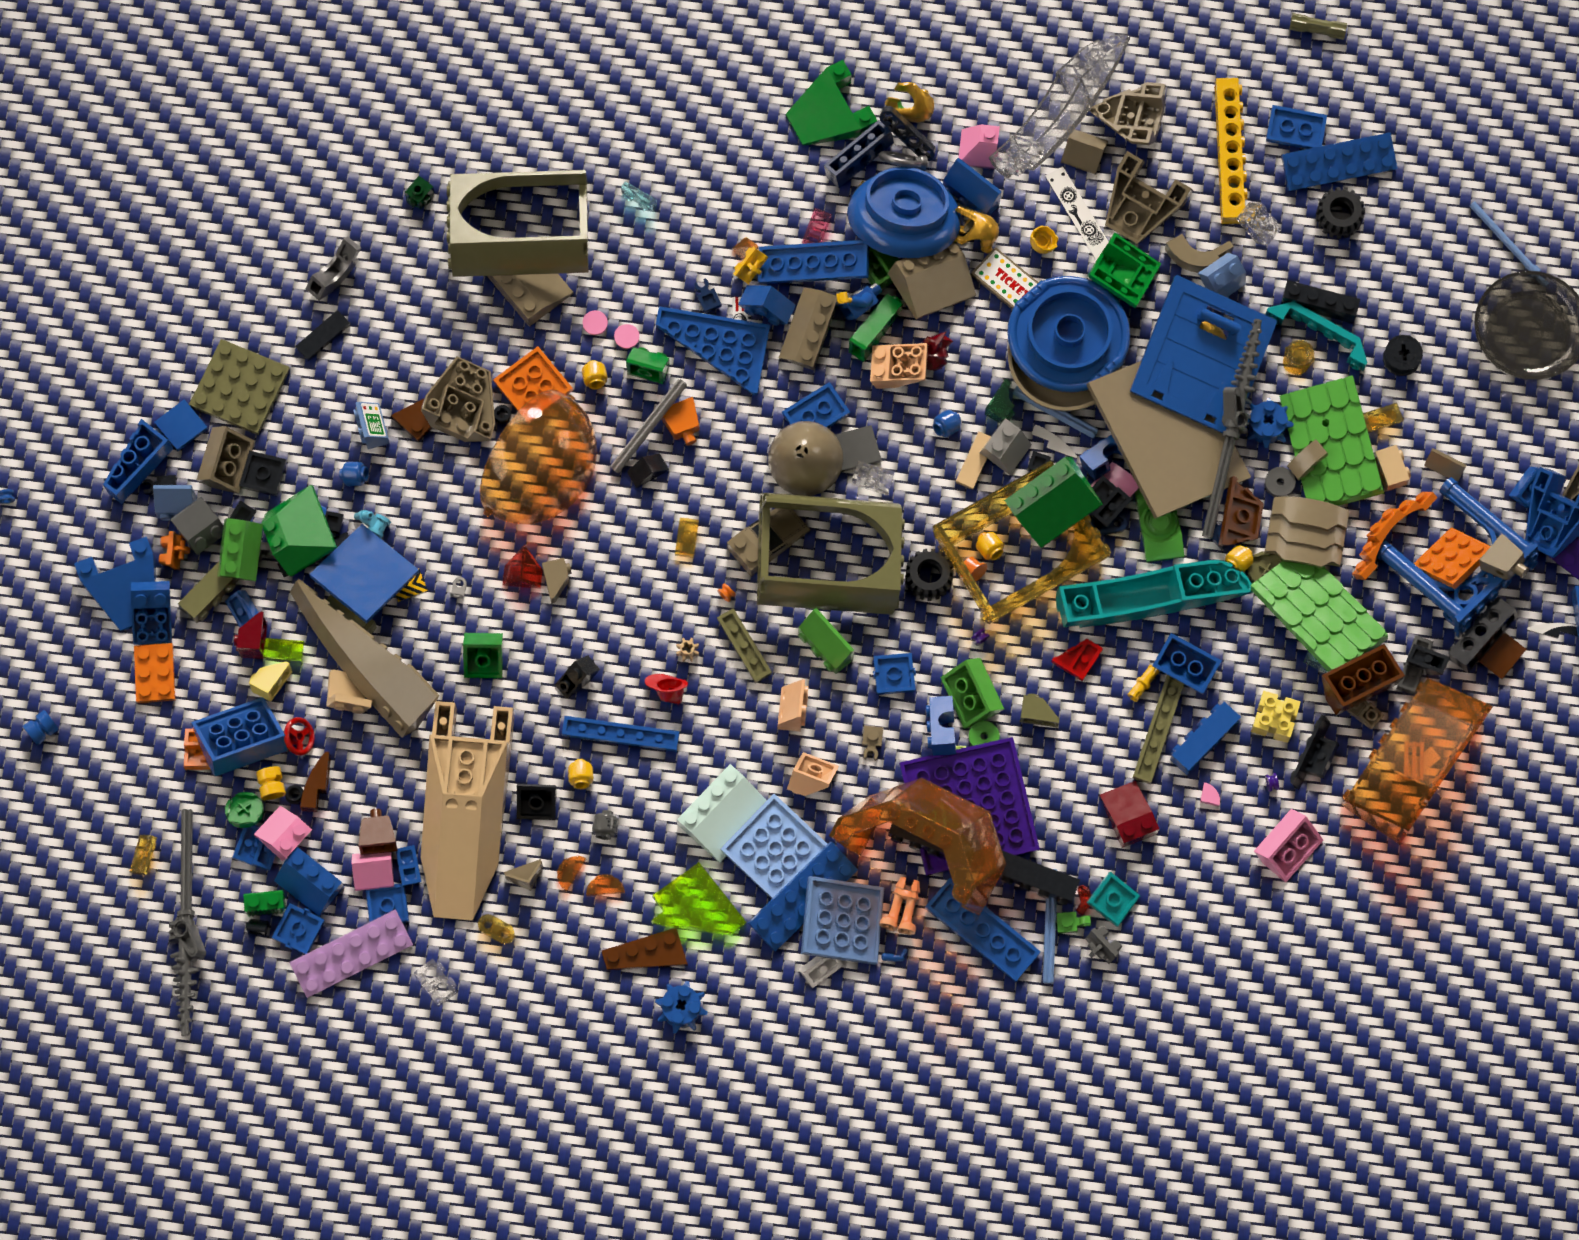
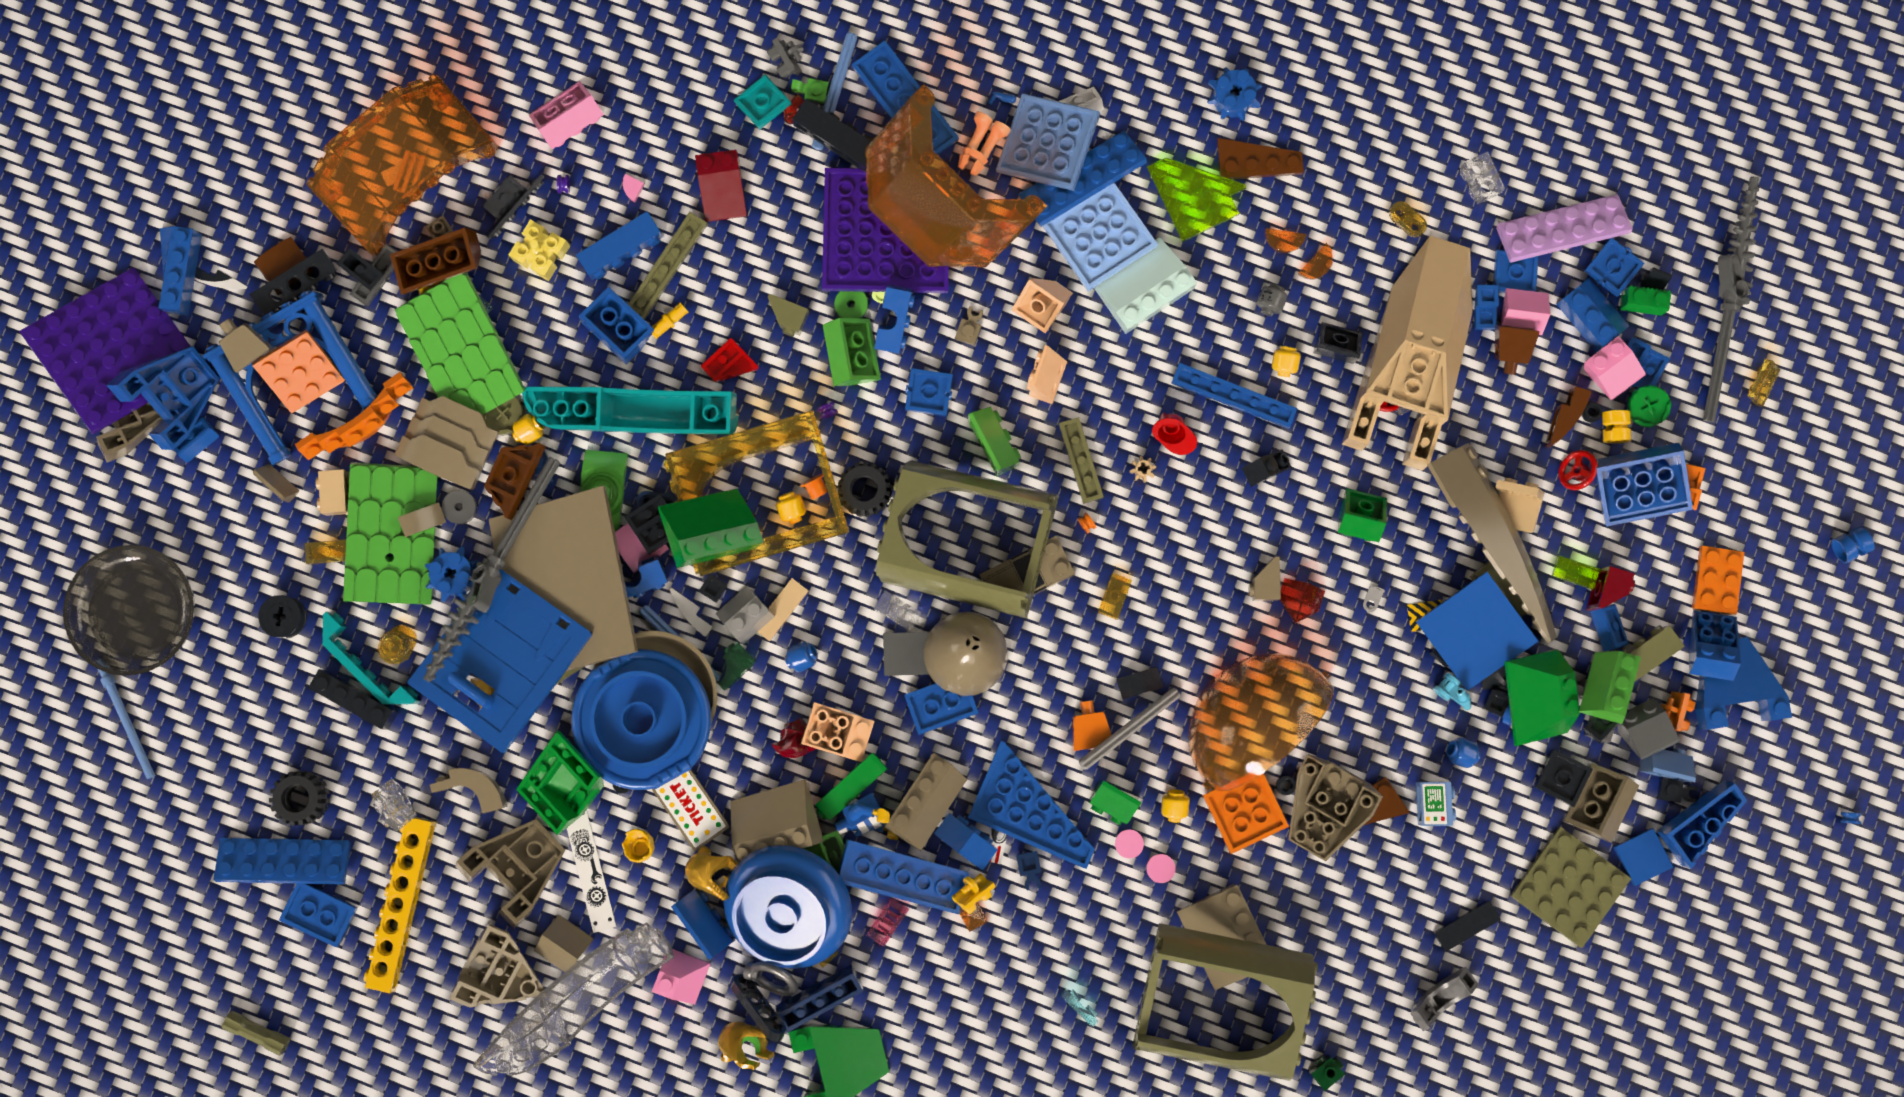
camera: 165 degrees left, 10 degrees up
(270, 679) = (1598, 539): light yellow slope -> none
(525, 875) = (1368, 266): dark tan slope -> none
(1224, 275) = (451, 752): medium blue slope -> none

